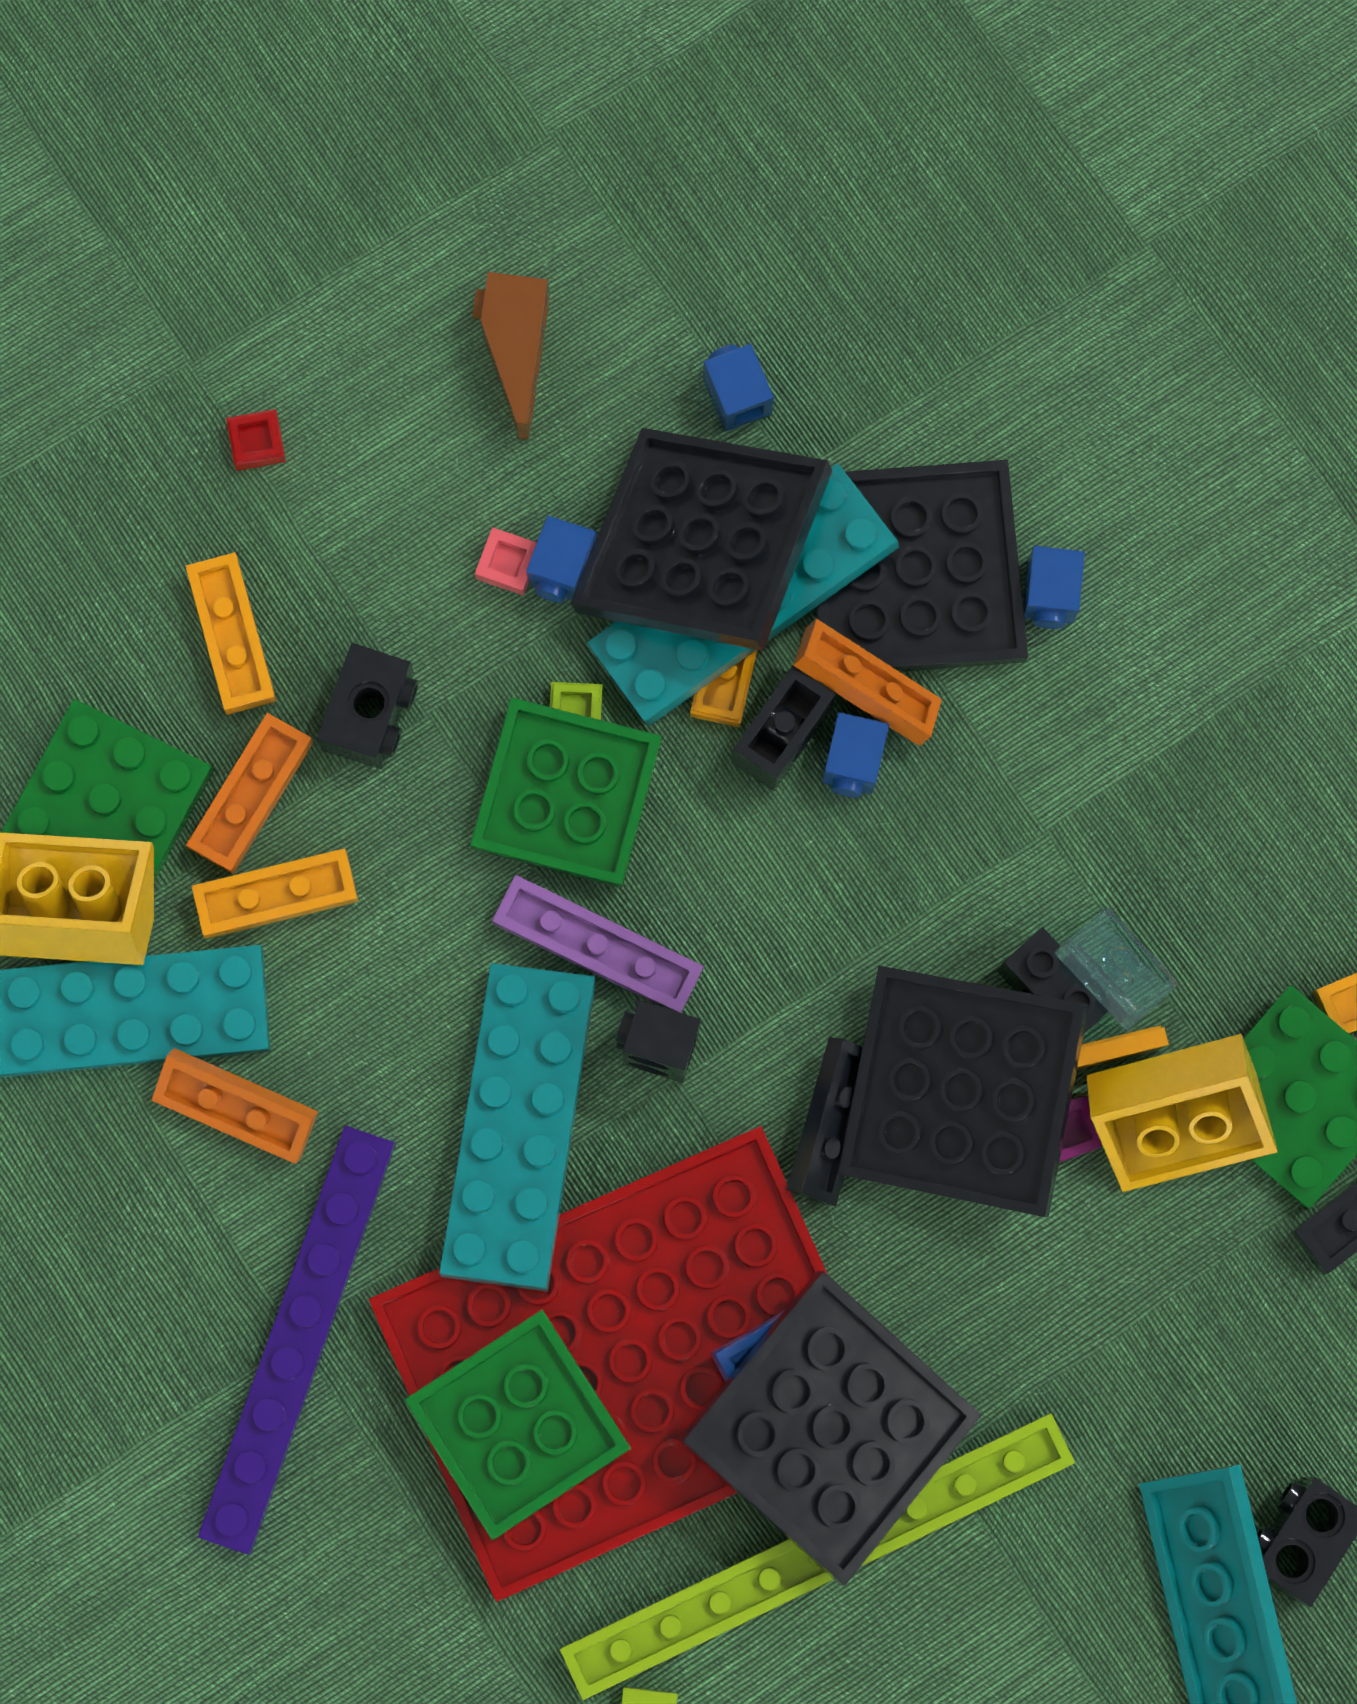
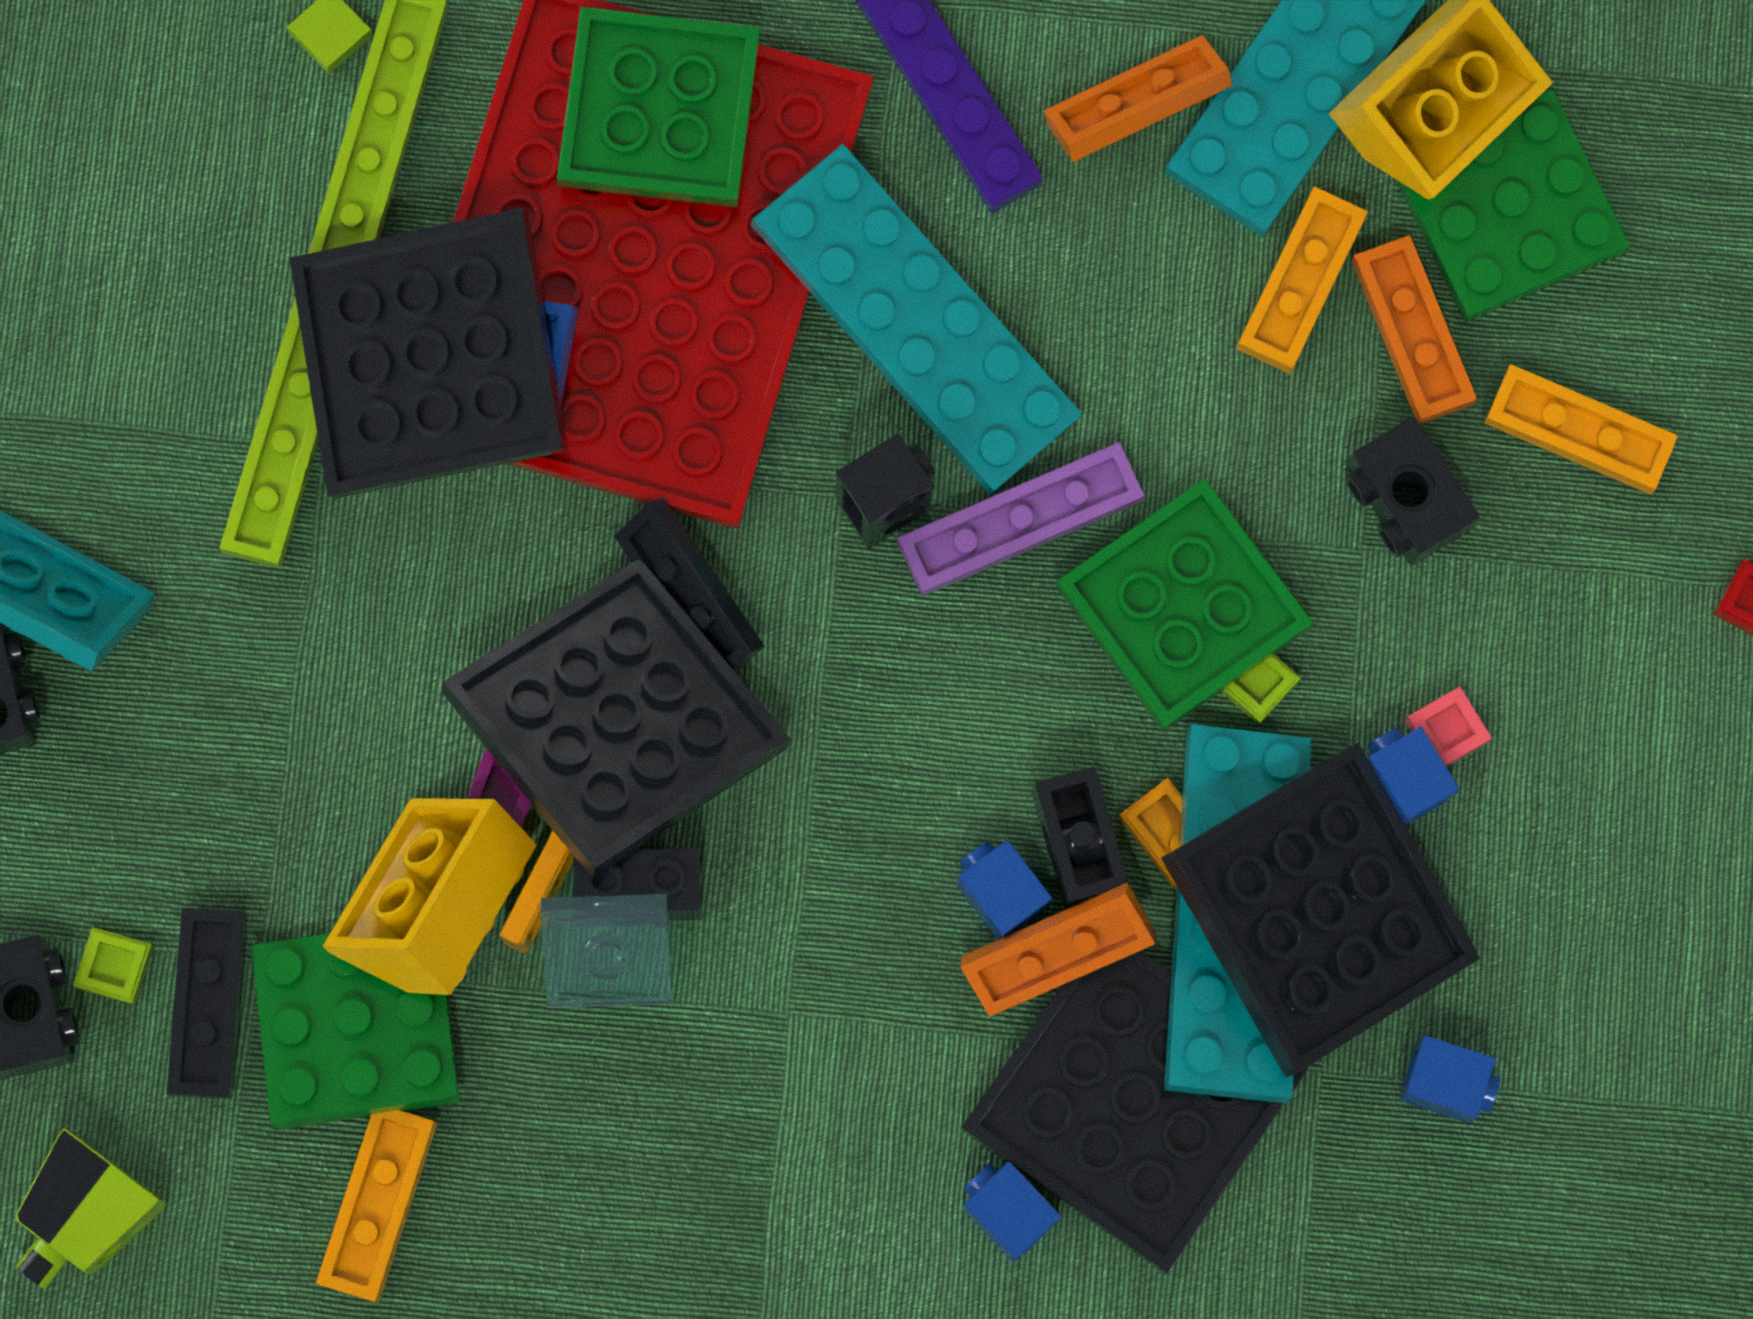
camera: 130 degrees right, 0 degrees up
(513, 327) = (1666, 911): dark orange slope -> none

